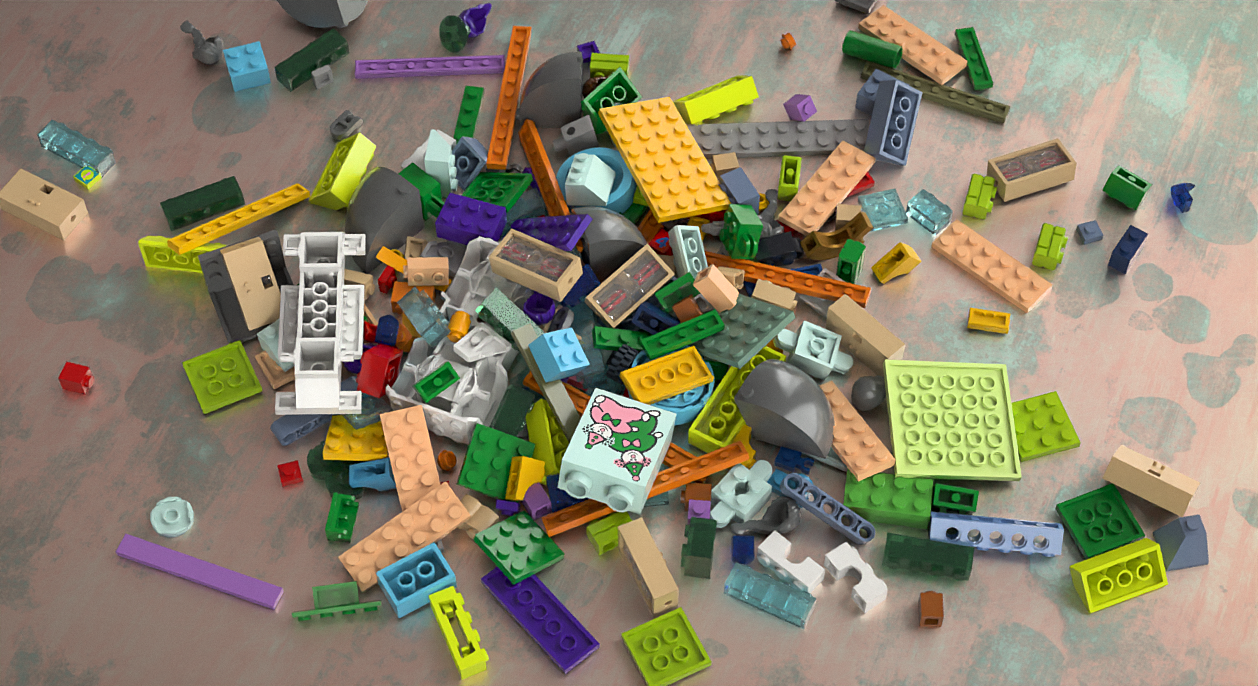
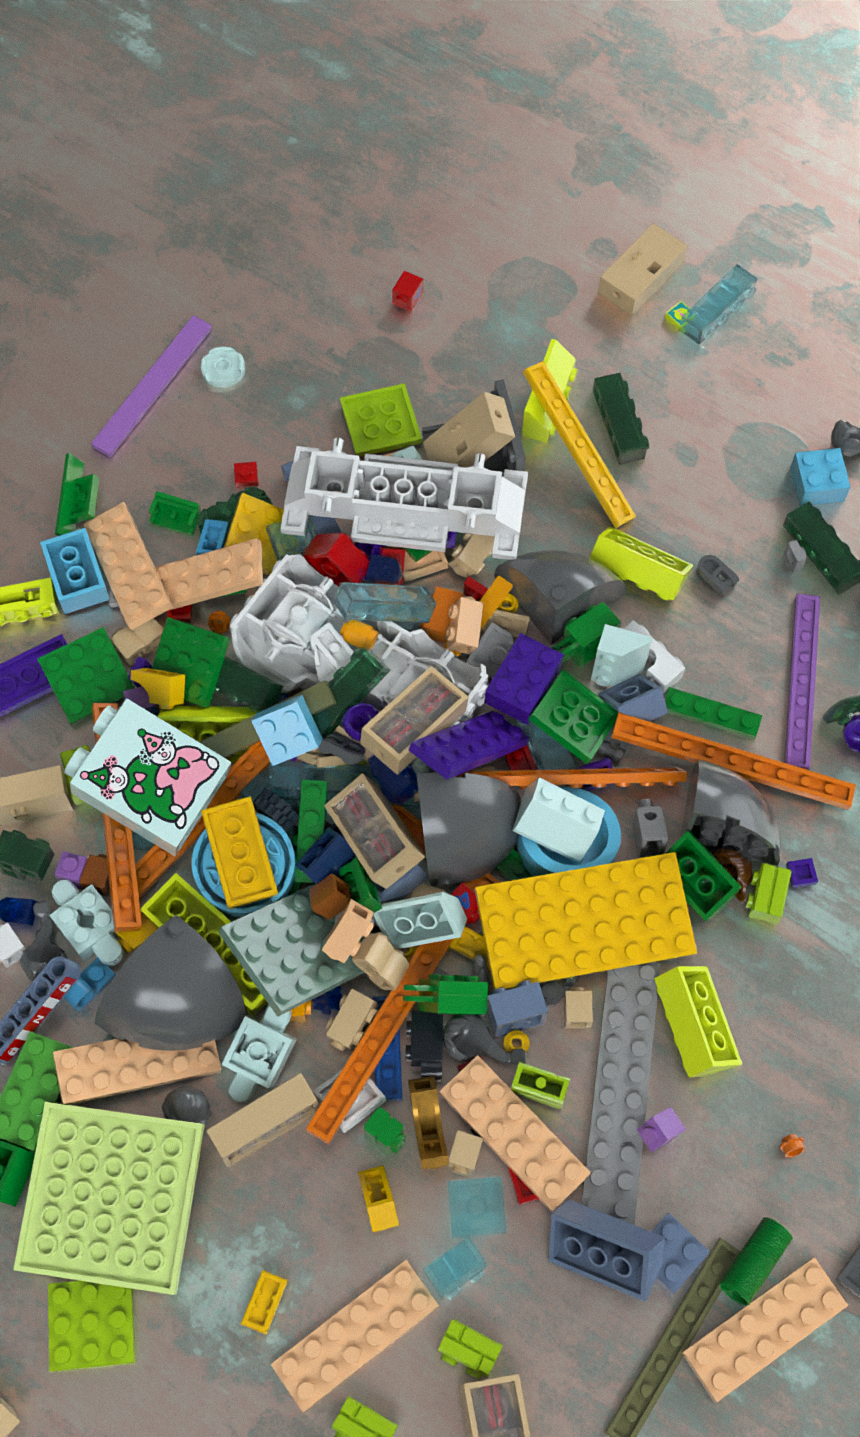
camera: 100 degrees right, 10 degrees up
(436, 381) = (286, 598): green slope -> none
(682, 334) = (290, 879): green plate -> none
(976, 63) = (728, 1418): green plate -> none

